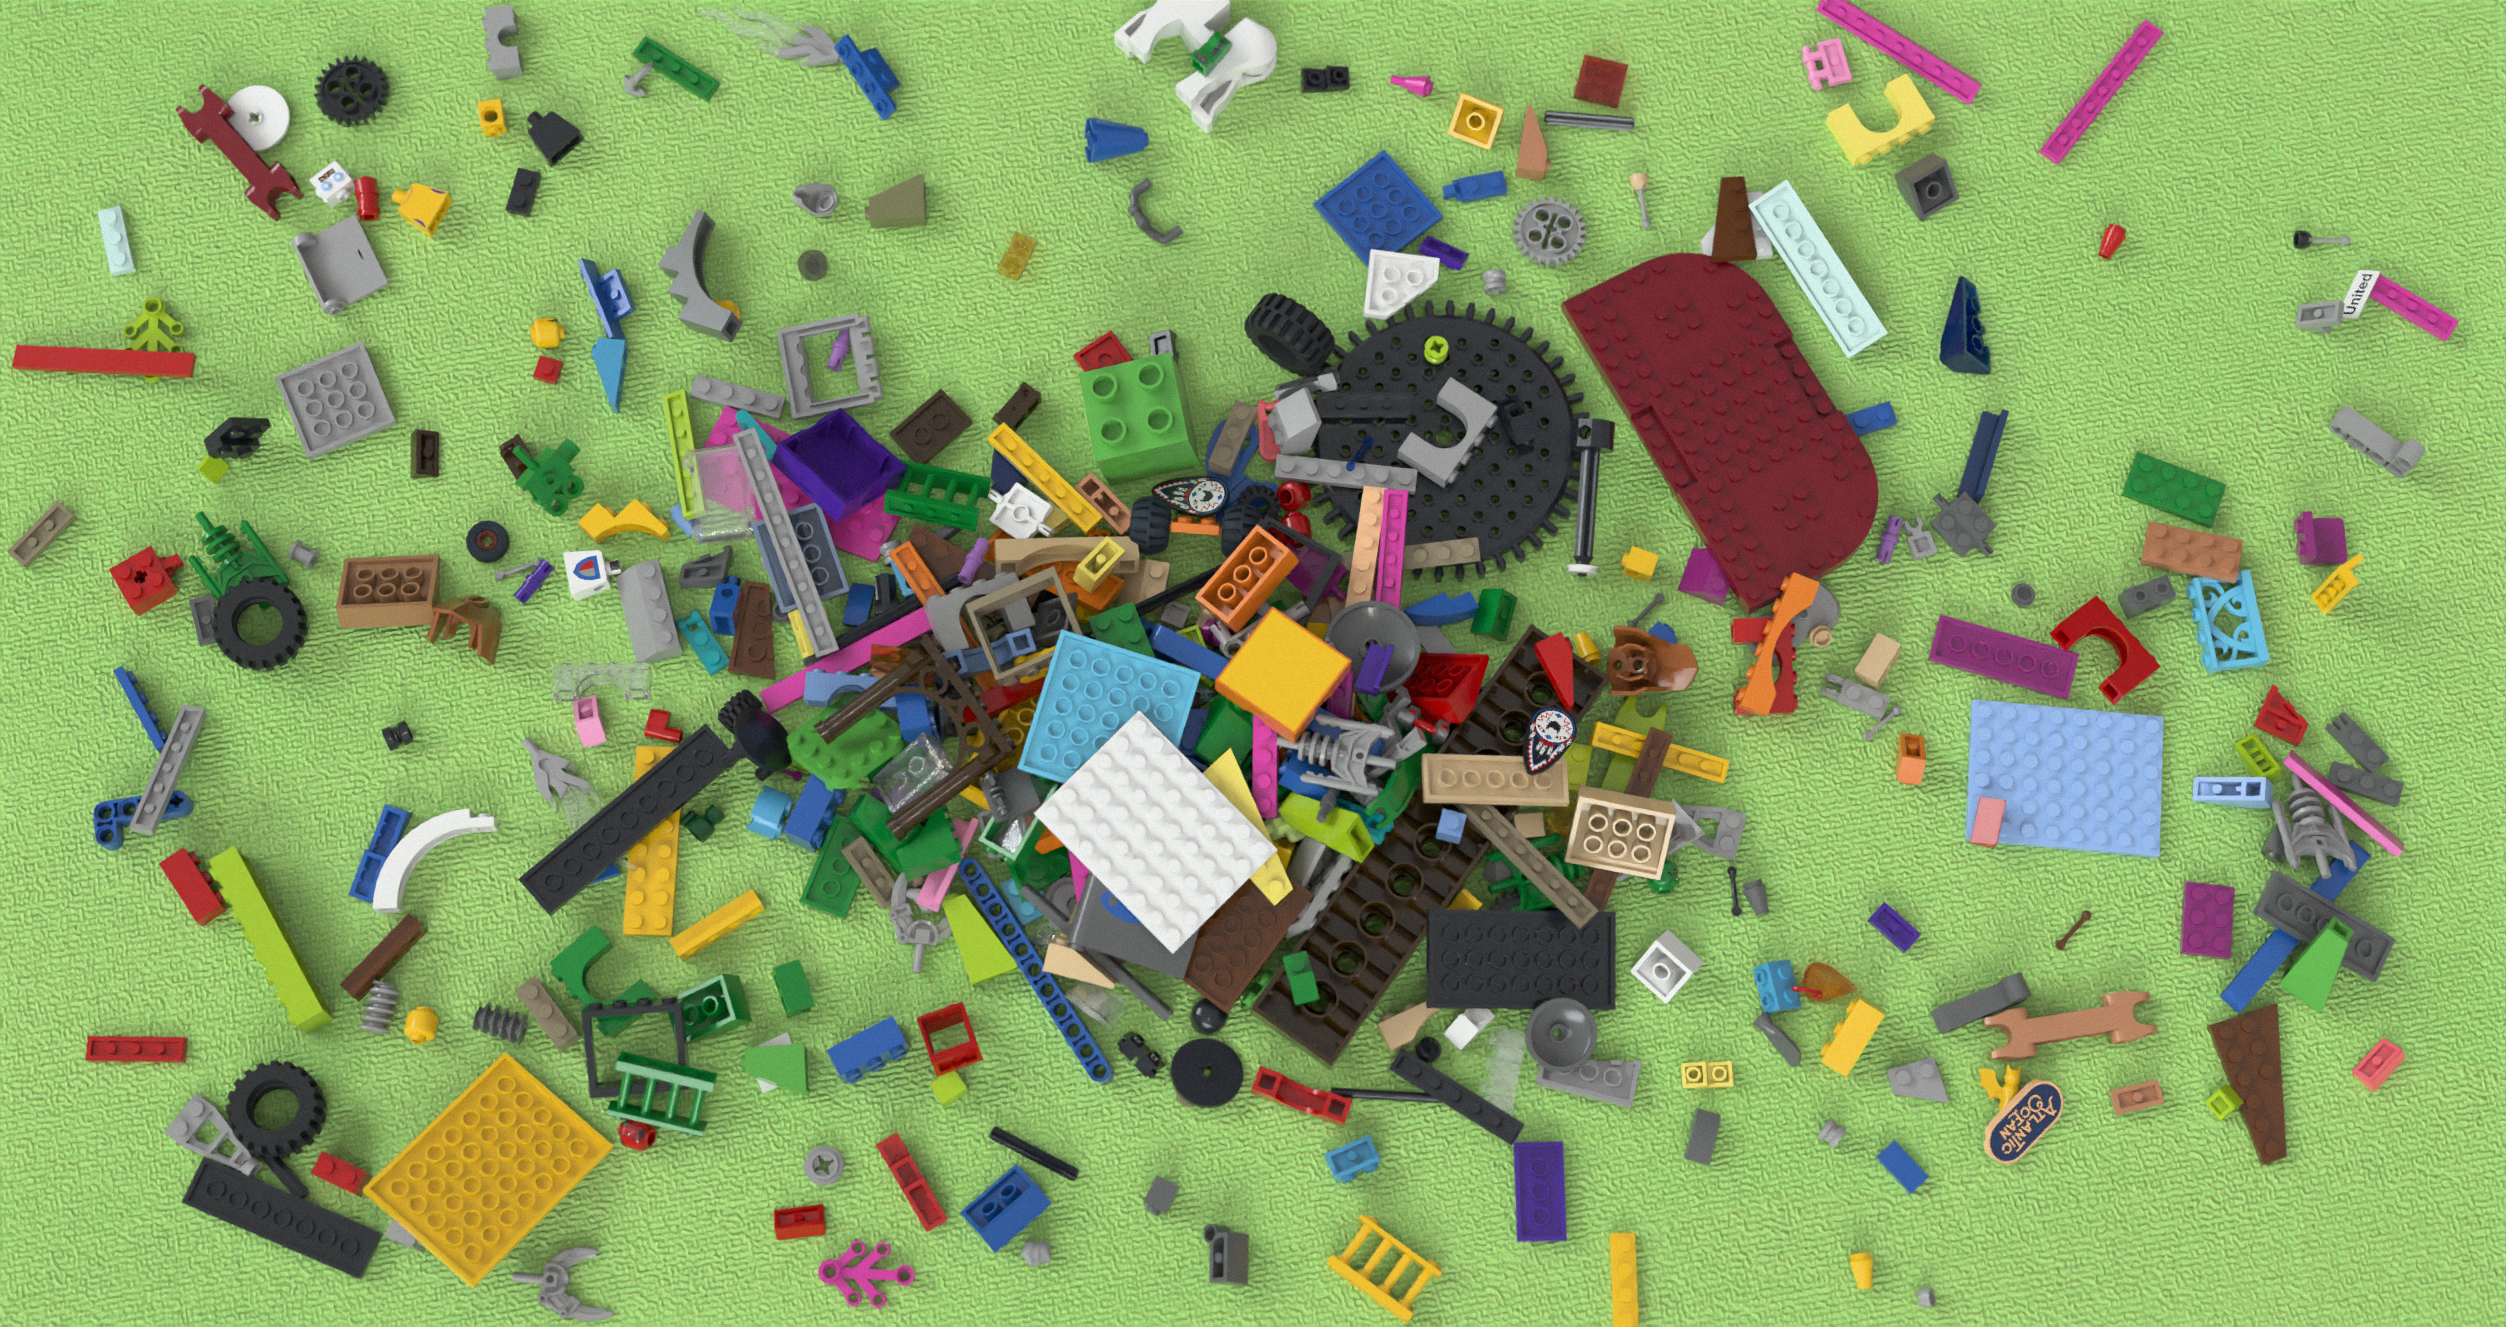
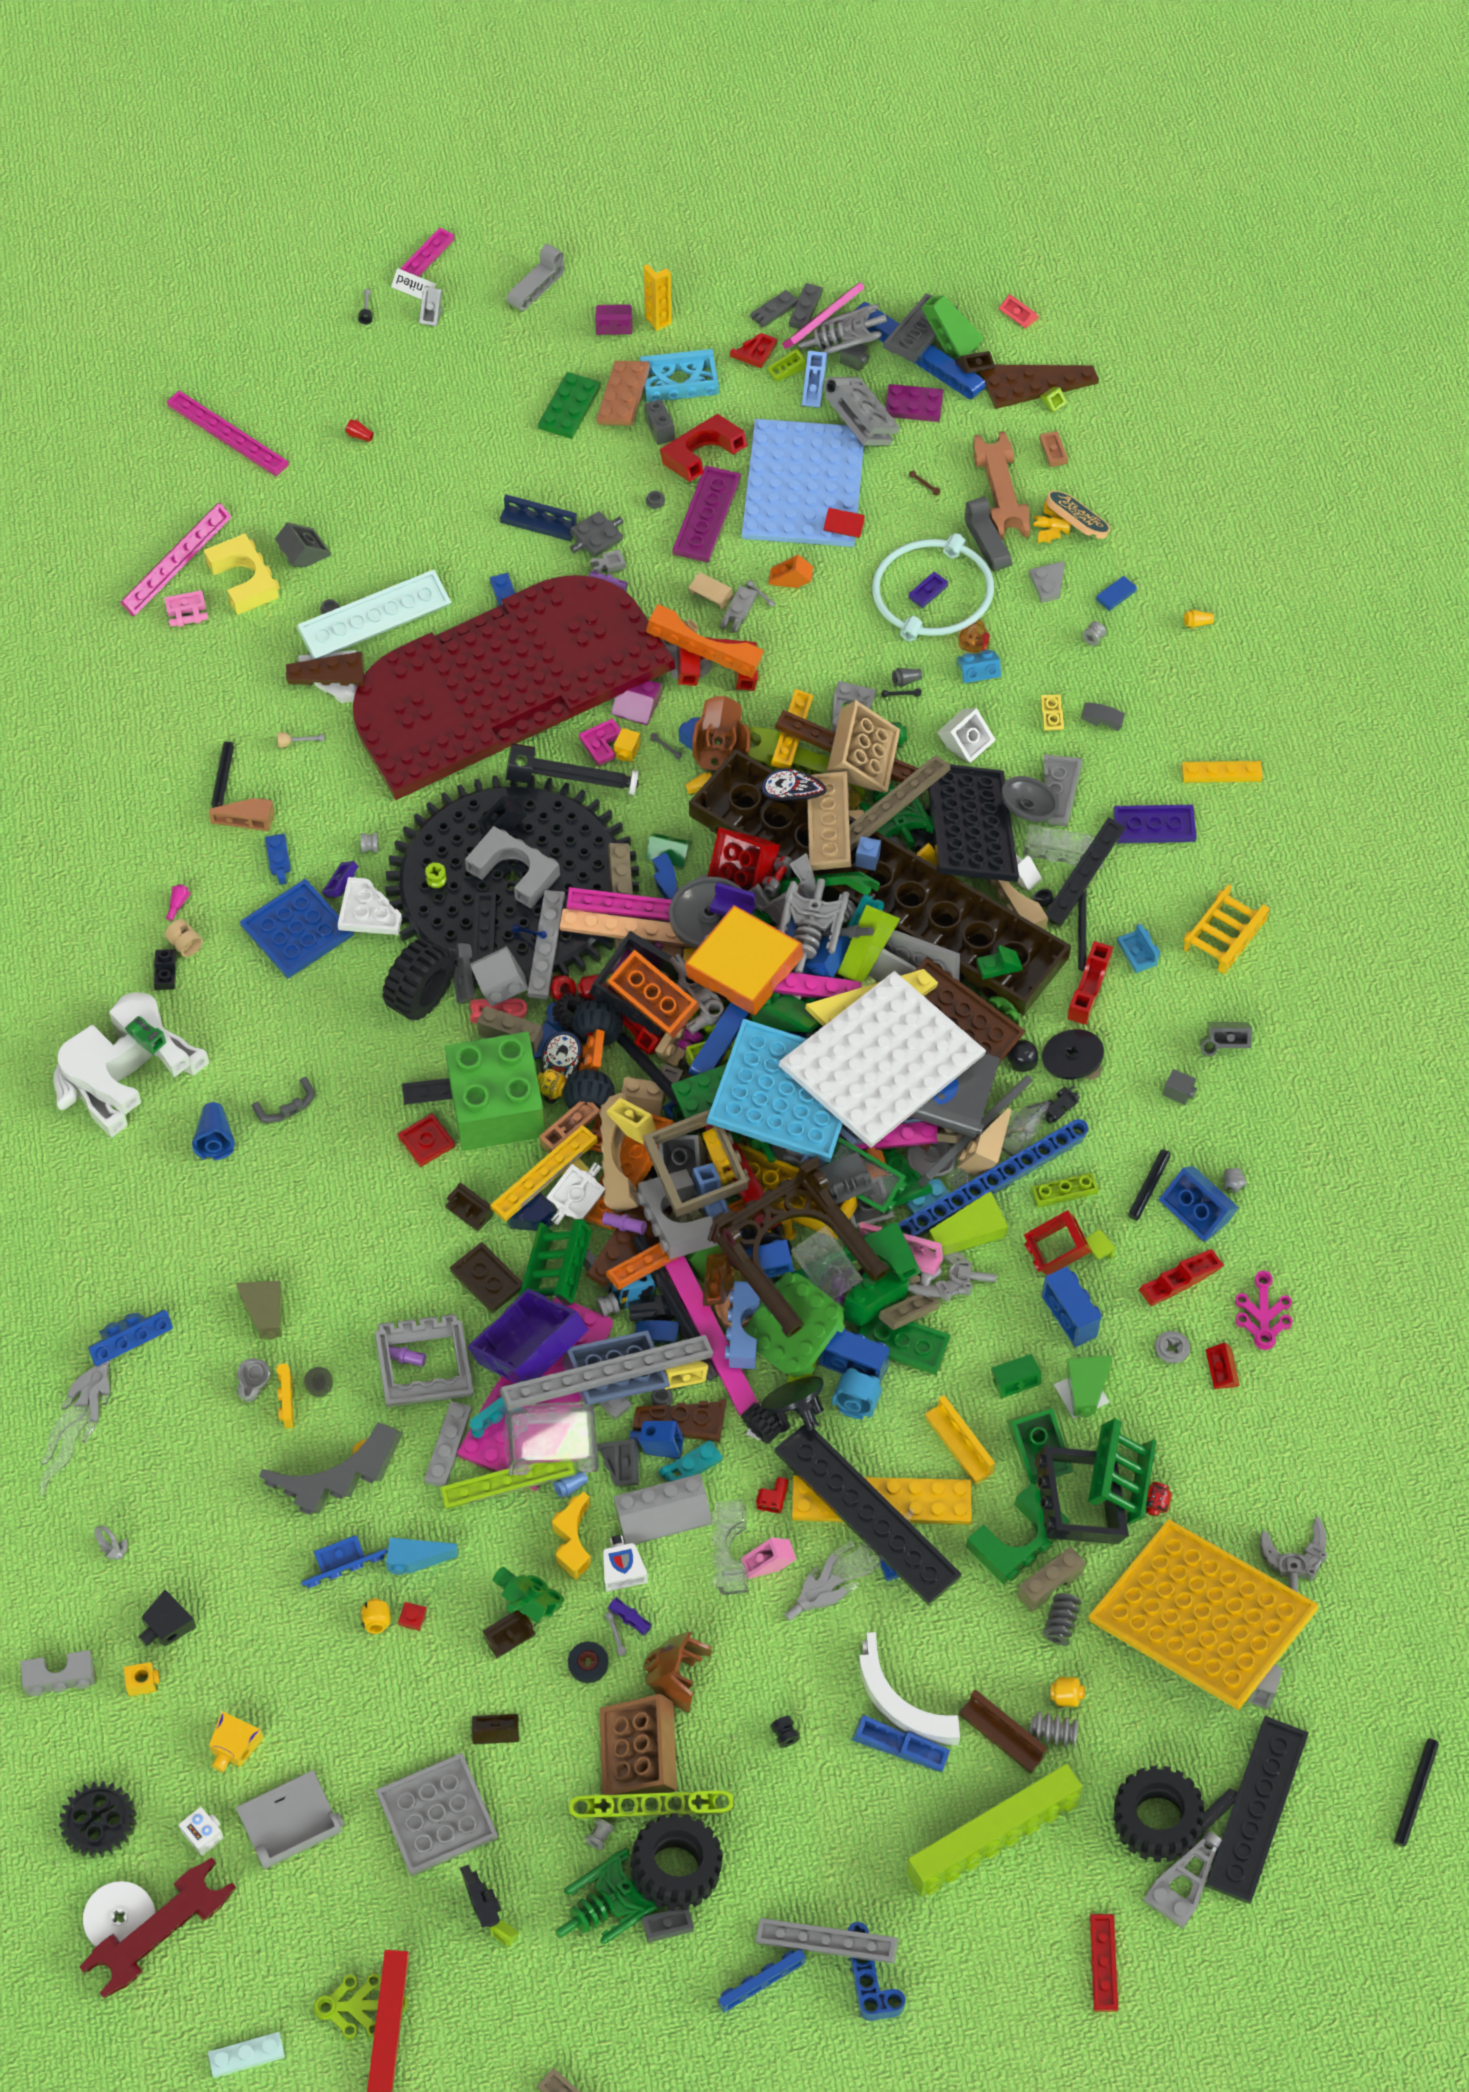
camera: 90 degrees left, 15 degrees down
(158, 576) = (622, 1972): red hinge -> none
(193, 886) = (940, 1915): red brick -> none
(319, 641) = (594, 1801): none -> lime piece
(341, 1174) = (1213, 1754): red brick -> none
(367, 198) = (219, 1796): red piece -> none
(523, 192) = (222, 1649): black plate -> none
(676, 69) = (101, 1512): green tile -> none
(702, 826) = (869, 1456): dark green piece -> none
(796, 234) = (285, 1395): none -> yellow plate
(1017, 256) = (320, 1212): clear yellow slope -> none
(1033, 1069) = (1075, 1186): none -> lime tile
(1164, 484) = (551, 1083): none -> yellow head
(1360, 93) = (183, 938): none -> tan wheel
(1476, 121) = (217, 853): yellow slope -> none
(1557, 662) = (730, 777): red slope -> none
(1569, 238) = (323, 796): light grey gear -> none
(1600, 81) = (187, 764): clear red plate -> none
(1647, 529) = (597, 739): none -> dark pink plate
(1779, 1039) = (1021, 665): dark grey piece -> none
(1834, 223) = (329, 605): none -> dark grey plate
(1852, 1035) = (1016, 615): yellow wedge -> none
(1927, 1297) = (1216, 581): light grey hinge -> none
(1962, 337) = (442, 527): clear blue wedge -> none
(1964, 961) = (912, 625): none -> light aqua piece
(2177, 846) = (861, 410): none -> light grey hinge
(2271, 998) = (976, 362): none -> dark brown slope

